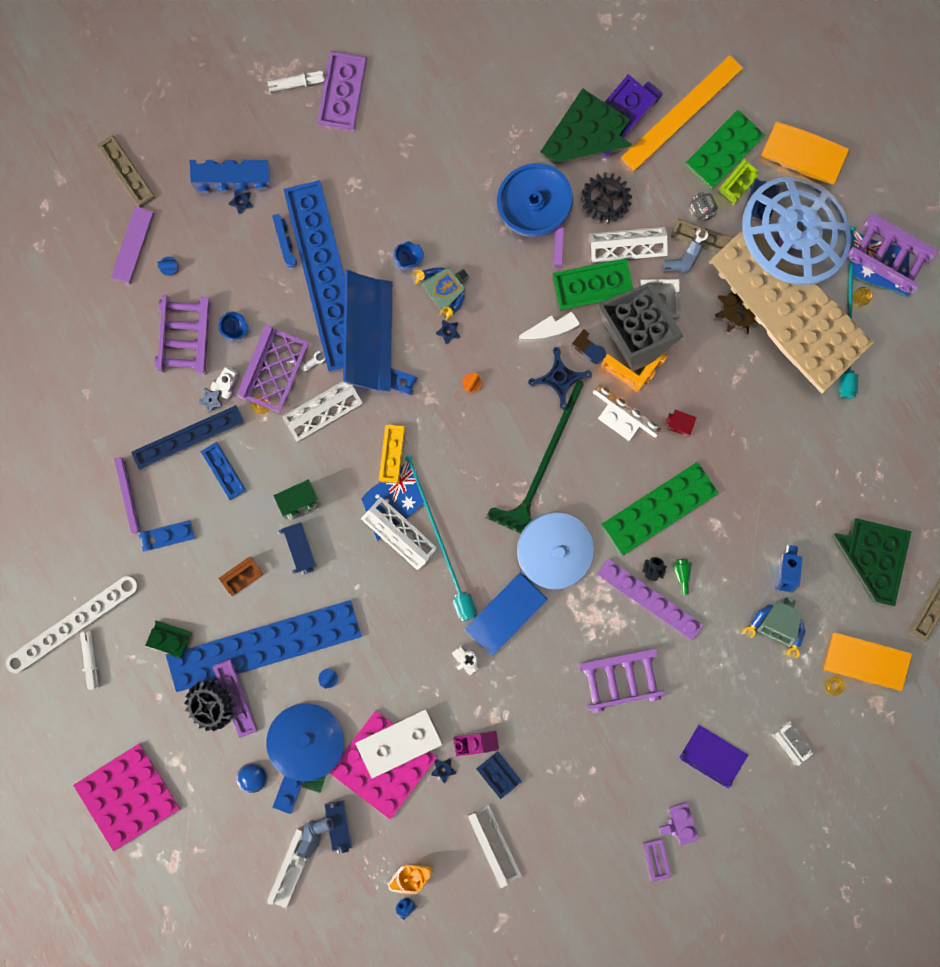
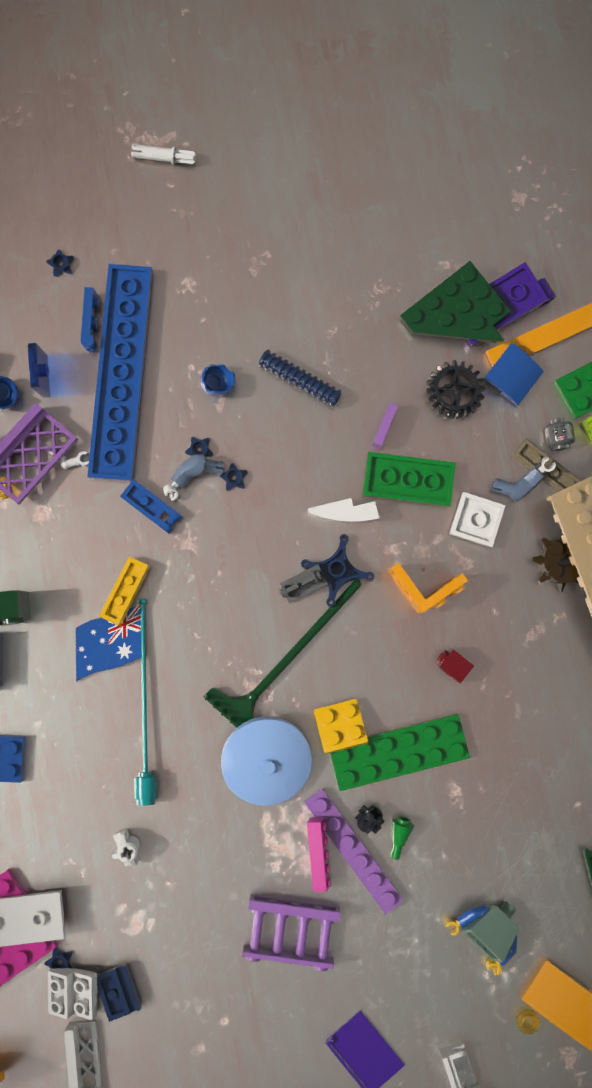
camera: 20 degrees right, 0 degrees up
(230, 175) = (54, 229): blue wedge -> none
(260, 296) = (38, 370): none -> clear blue plate
(320, 406) = (64, 512): white fence -> none
(342, 91) = (209, 181): medium lavender tile -> none
(367, 332) = (141, 448): blue hinge -> none
(397, 536) = (96, 687): white fence -> none
(410, 336) = (190, 468): none -> sand blue arm
(412, 312) = (195, 444): none -> dark blue plate
(444, 288) = (244, 428): torso -> none
(463, 787) = (72, 993): none -> white slope
(471, 382) = (239, 542): orange plate -> none
(475, 231) = (299, 378): none -> dark blue piece
(476, 743) = (104, 948): magenta slope -> none
(506, 614) = (188, 813): blue slope -> none
(535, 200) = (376, 365): blue dish -> none
(536, 398) = (303, 584): none -> dark grey hinge
(588, 349) = (378, 547): leg -> none
(605, 503) = (340, 726): none -> yellow plate
(622, 416) = (392, 636): white bracket -> none
(623, 610) = (318, 854): none -> dark pink piece
(631, 238) = (463, 441): white fence -> none
(640, 325) = (446, 543): dark grey slope -> none
(650, 169) = (514, 374): none -> blue slope
(789, 577) = (520, 874): blue torso -> none

